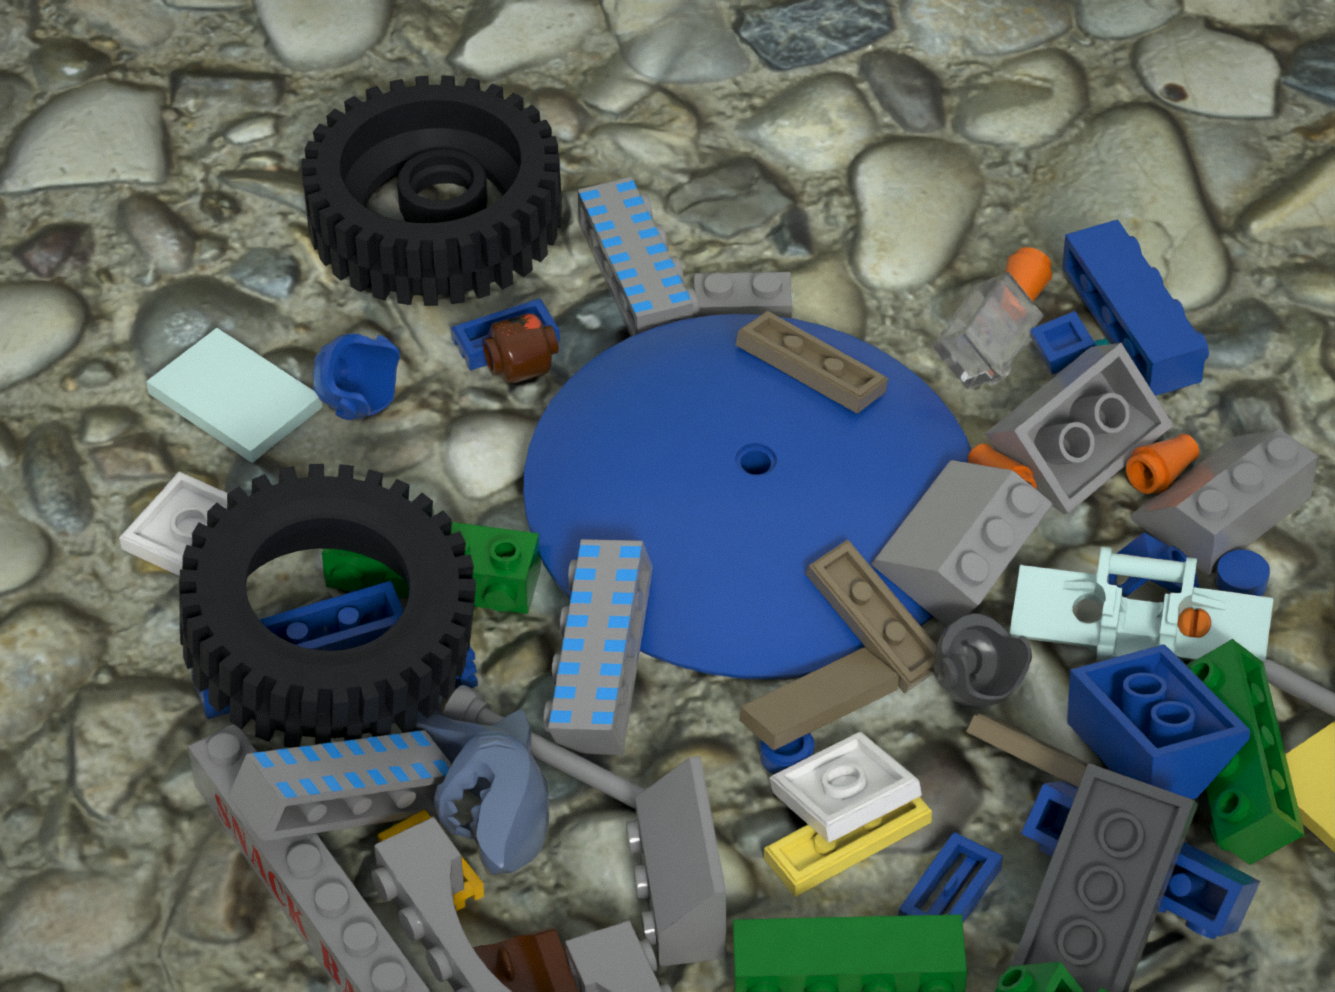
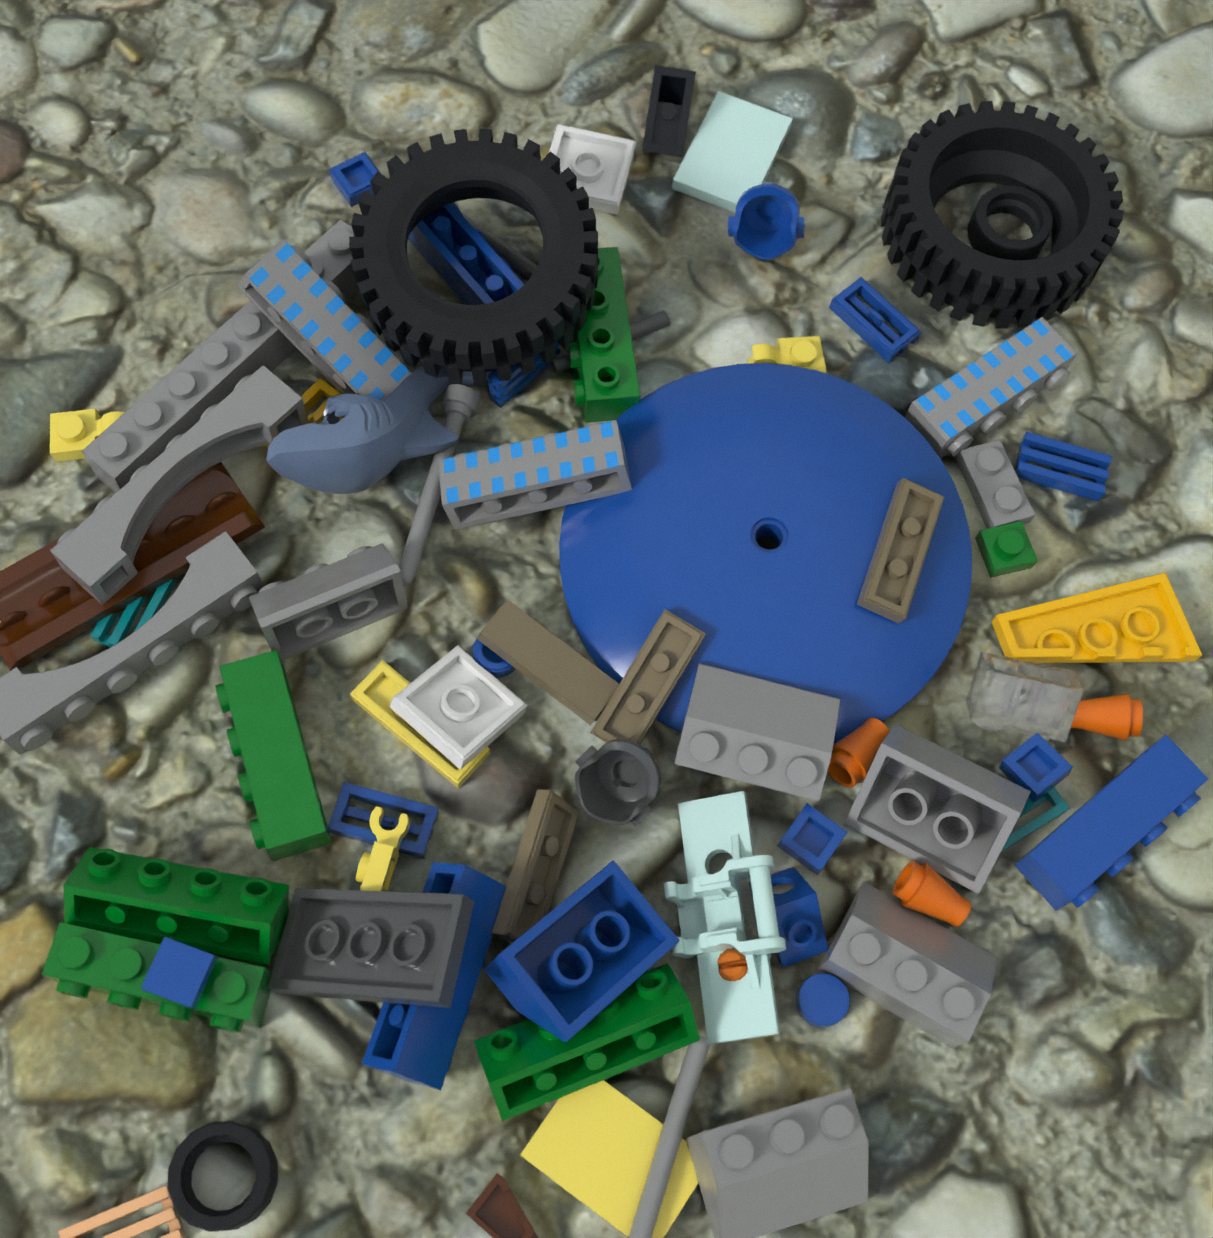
camera: 65 degrees right, 20 degrees up
(101, 749) = (354, 177): none -> blue tile
(159, 418) = (668, 111): none -> black slope
(520, 348) = (850, 329): reddish brown head -> none
(522, 412) = (794, 351): none -> light yellow plate
(732, 235) = (1062, 460): none -> blue tile
(817, 304) = (1006, 549): none -> green plate
(928, 259) = (1104, 625): none -> yellow wing
(1003, 885) = (378, 867): none -> light yellow plate
(1079, 535) = (812, 839): none -> blue plate

